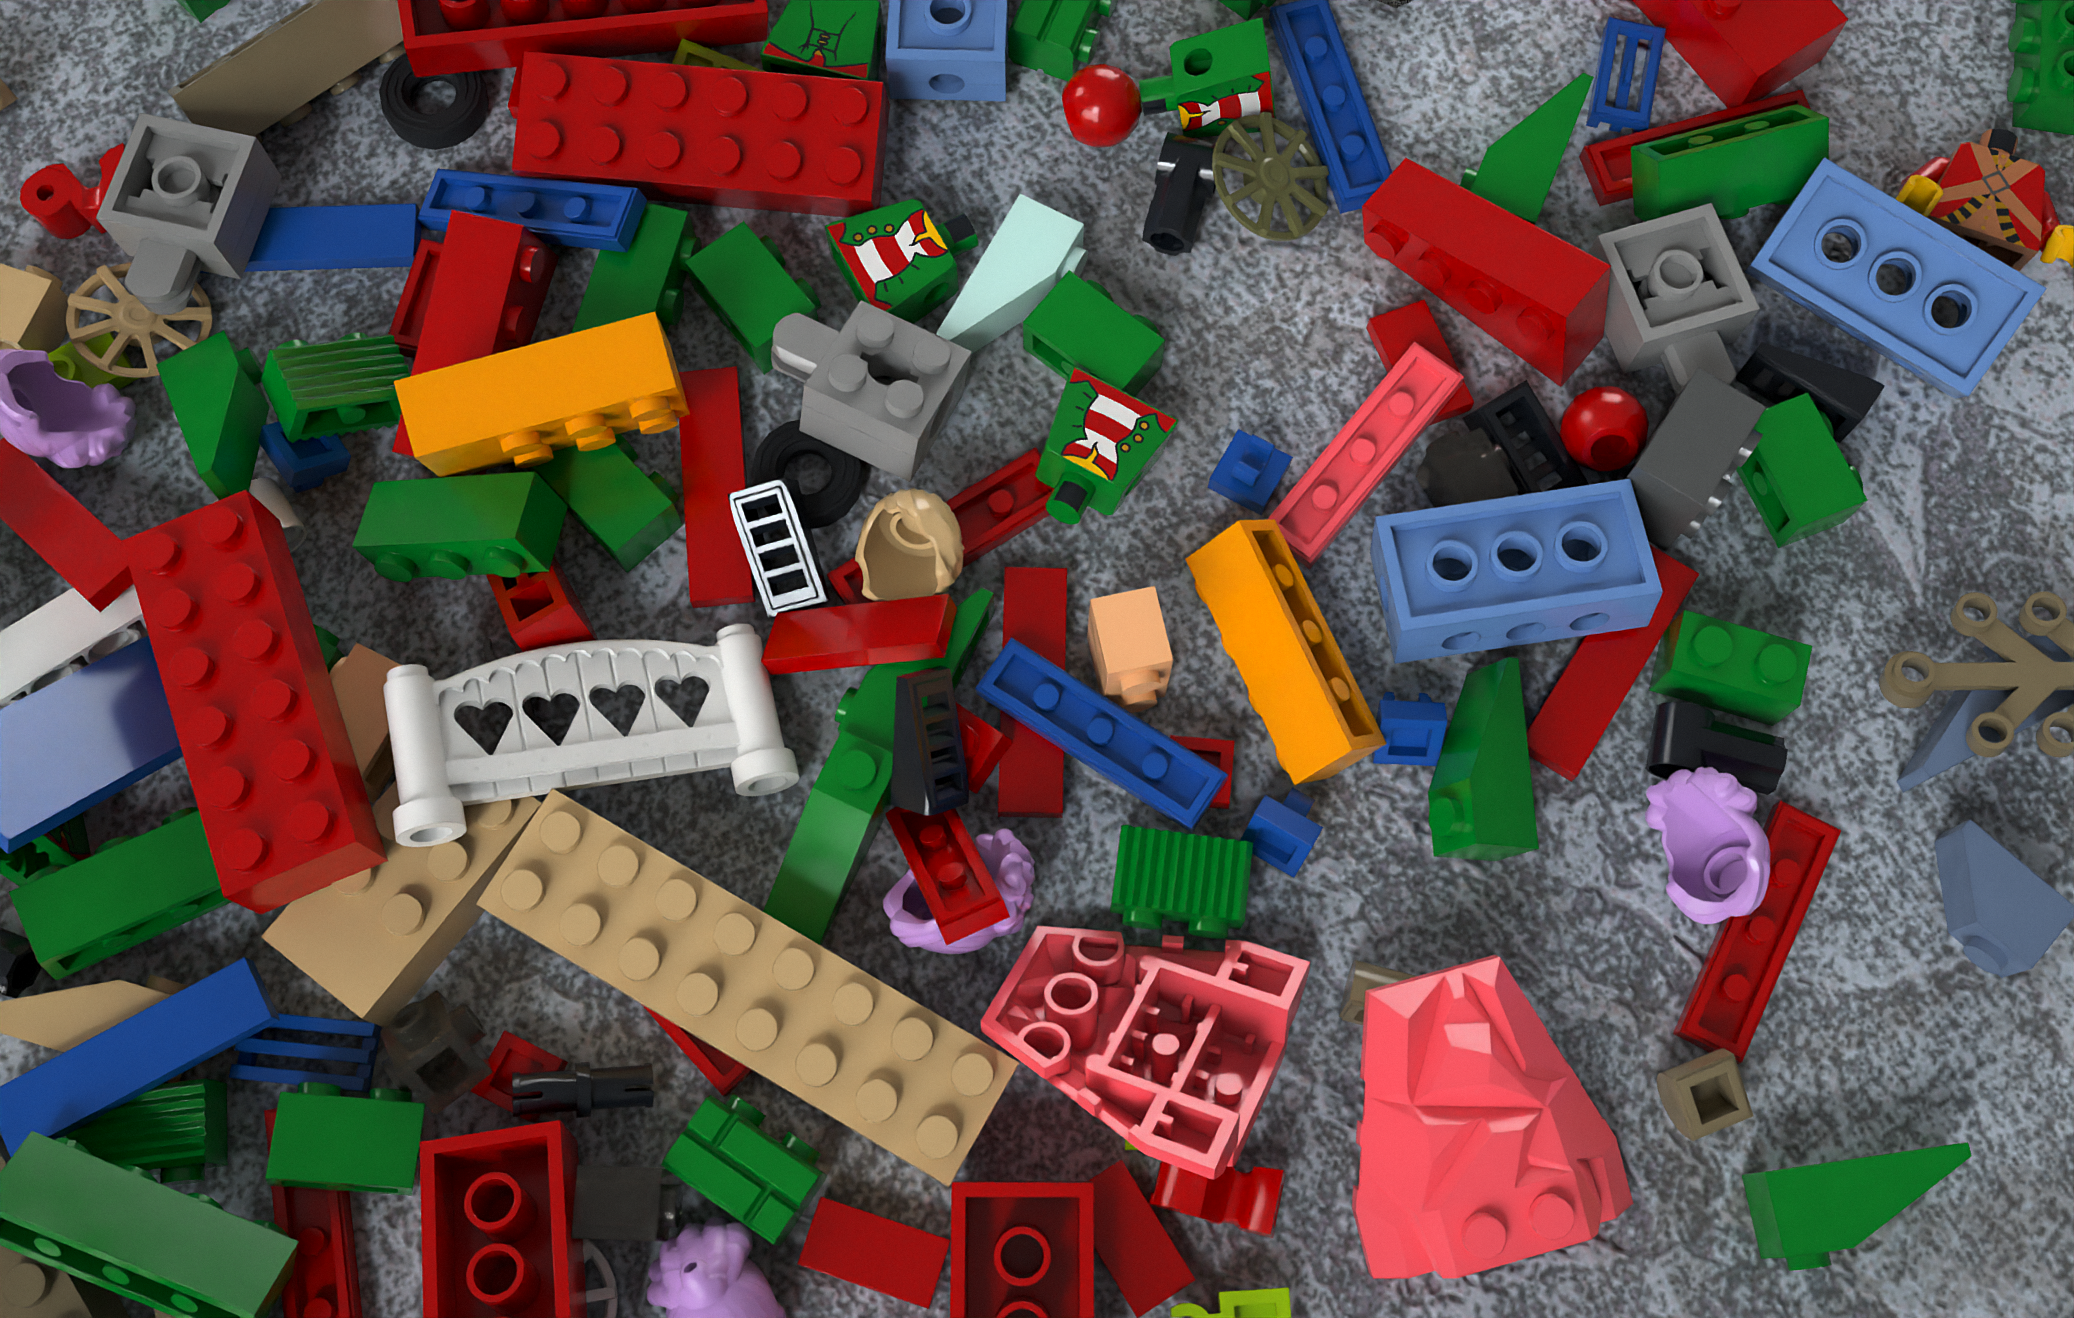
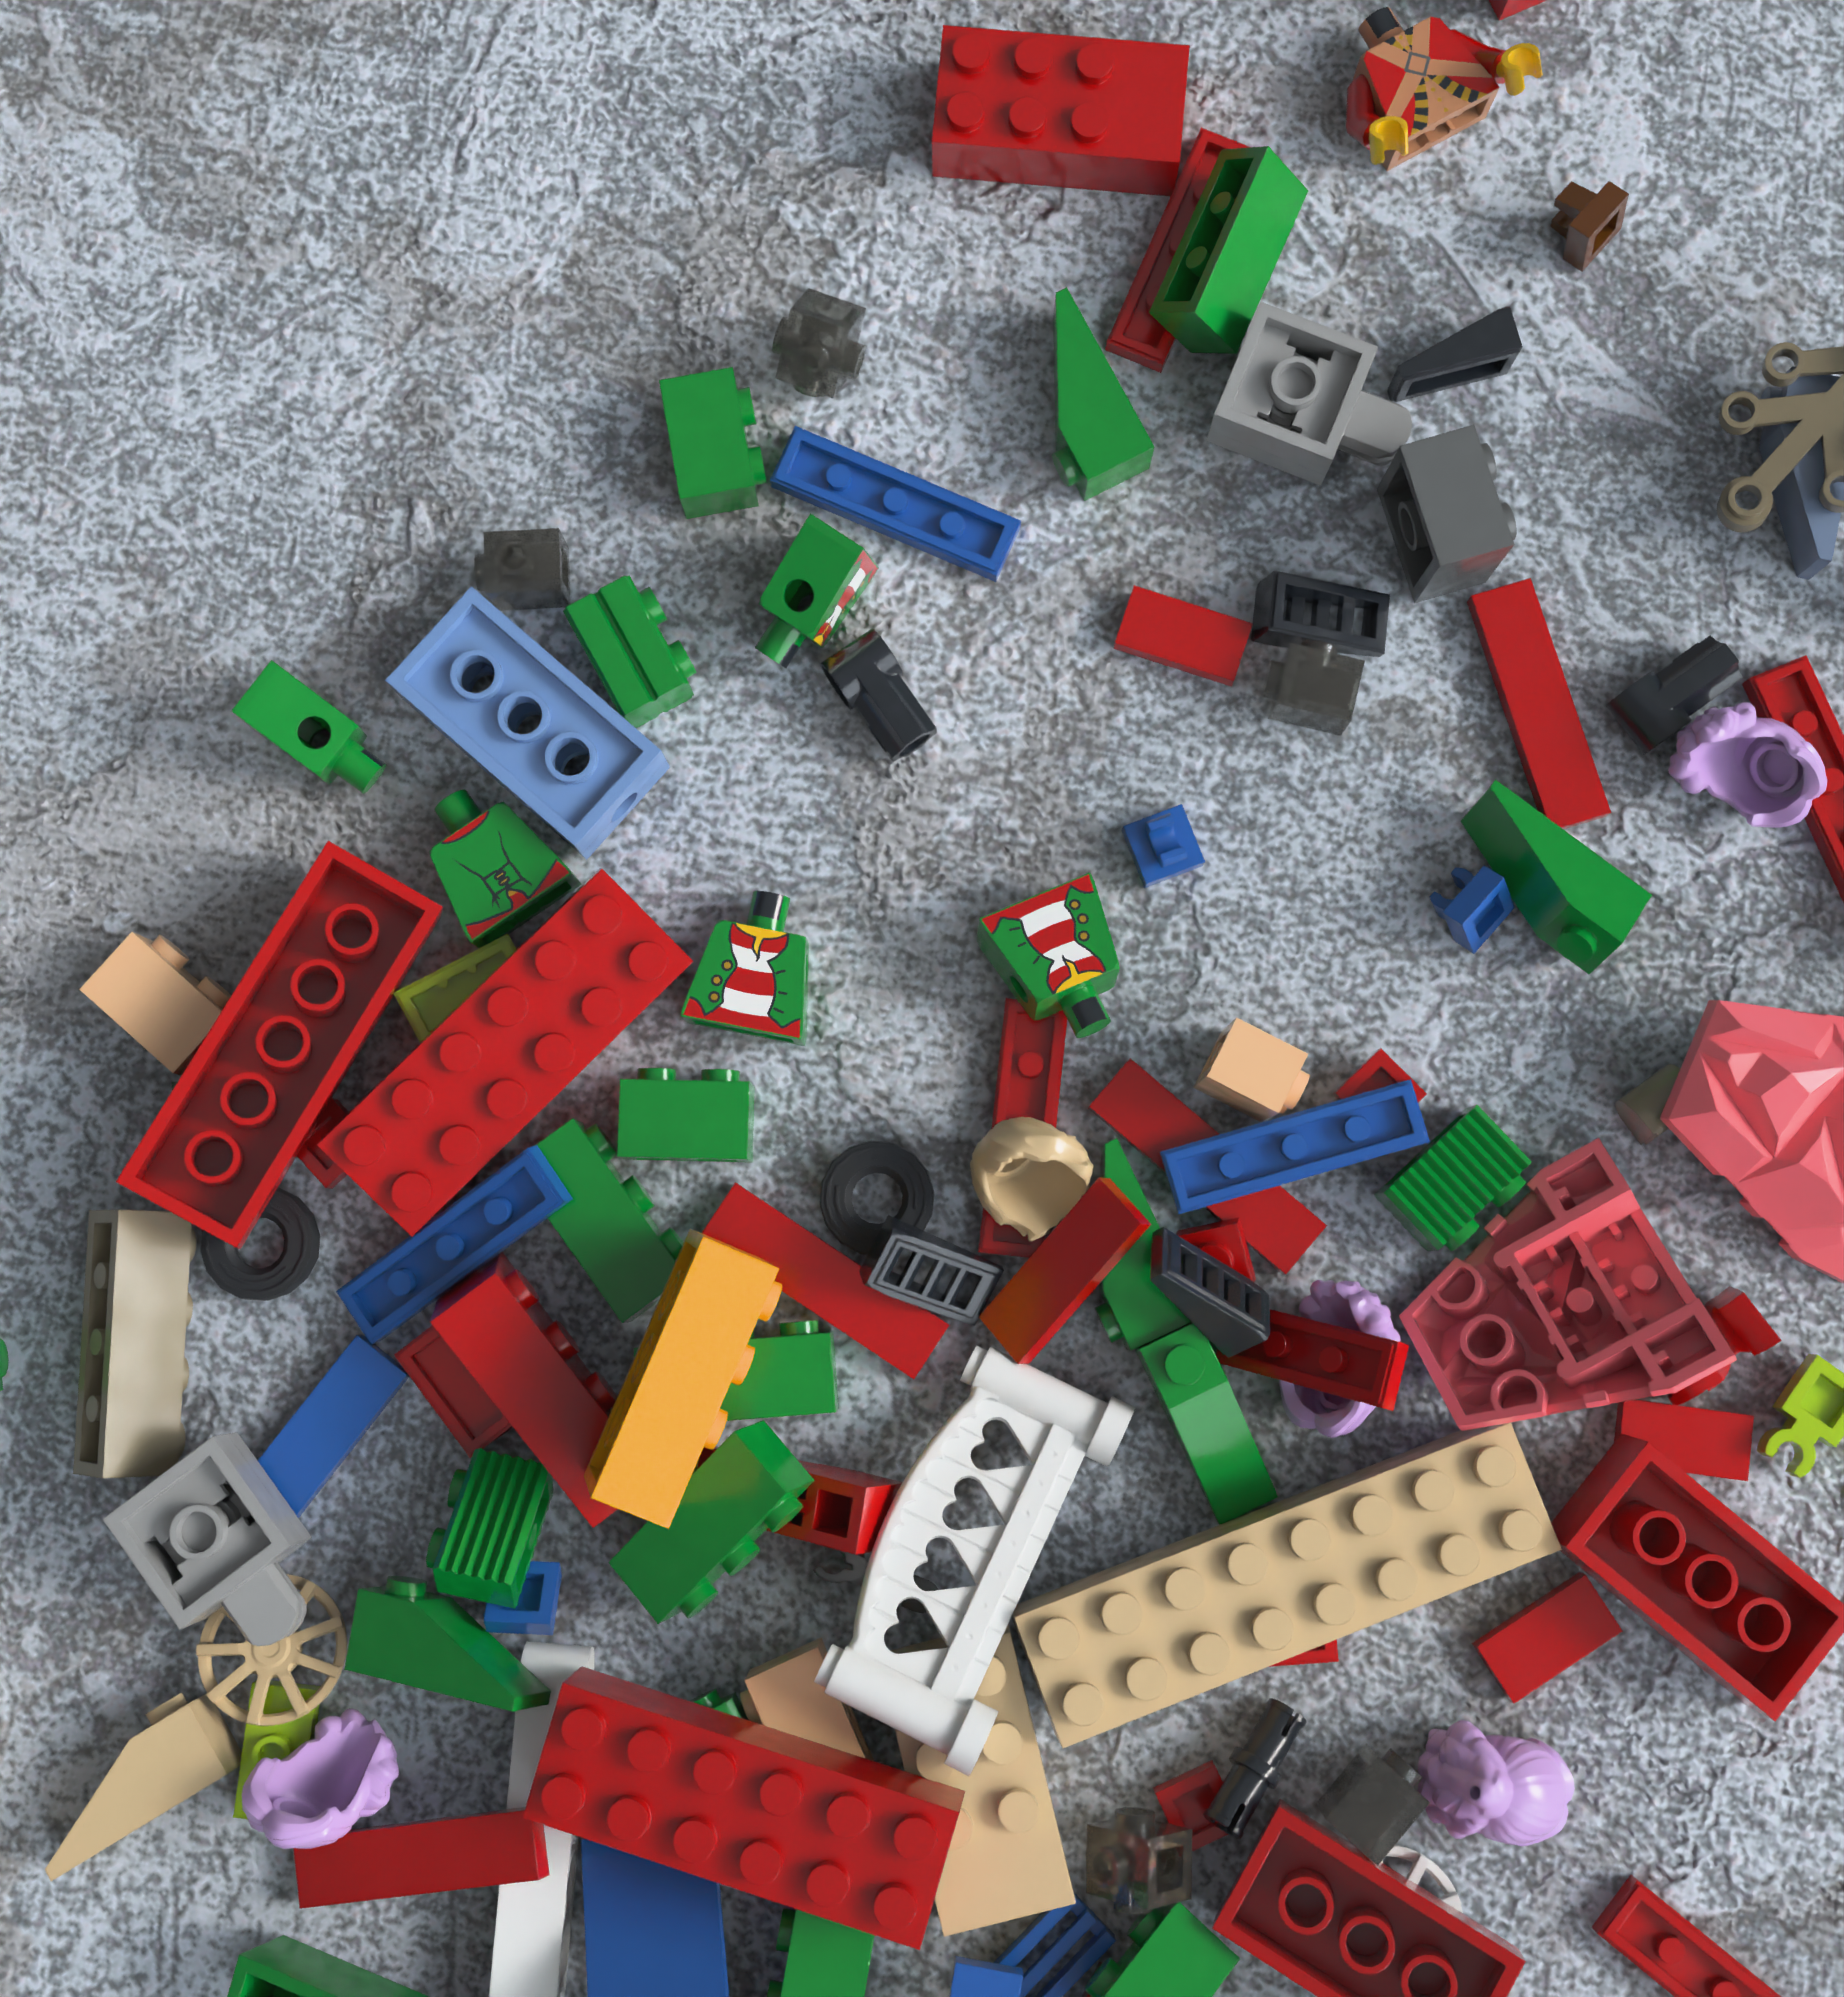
camera: 45 degrees left, 10 degrees up
(62, 200) = (105, 1633): red leg -> none
(746, 1168) = (1414, 1686): green brick -> none
(847, 390) = (860, 1111): light grey brick -> none
(1015, 273) = (844, 883): light aqua slope -> none
(1087, 330) = (956, 876): green brick -> none
(1101, 105) = (751, 697): red piece -> none
(1271, 177) = (930, 615): olive wheel -> none
(1282, 831) = (1478, 1071): blue tile -> none
(1284, 651) = (1344, 950): light orange brick -> none
(1364, 452) = (1225, 748): coral tile -> none
(1491, 267) = (1151, 514): red wedge -> none
(1514, 571) = (1411, 683): medium blue brick -> none
(1607, 424) = (1362, 546): red piece -> none
(1618, 115) = (1100, 291): blue tile -> none
(1730, 668) = (1626, 625): green brick -> none
(1800, 473) = (1526, 428): green brick -> none
(1934, 264) = (1465, 246): medium blue brick -> none
(2009, 404) = (1588, 220): none -> reddish brown tile

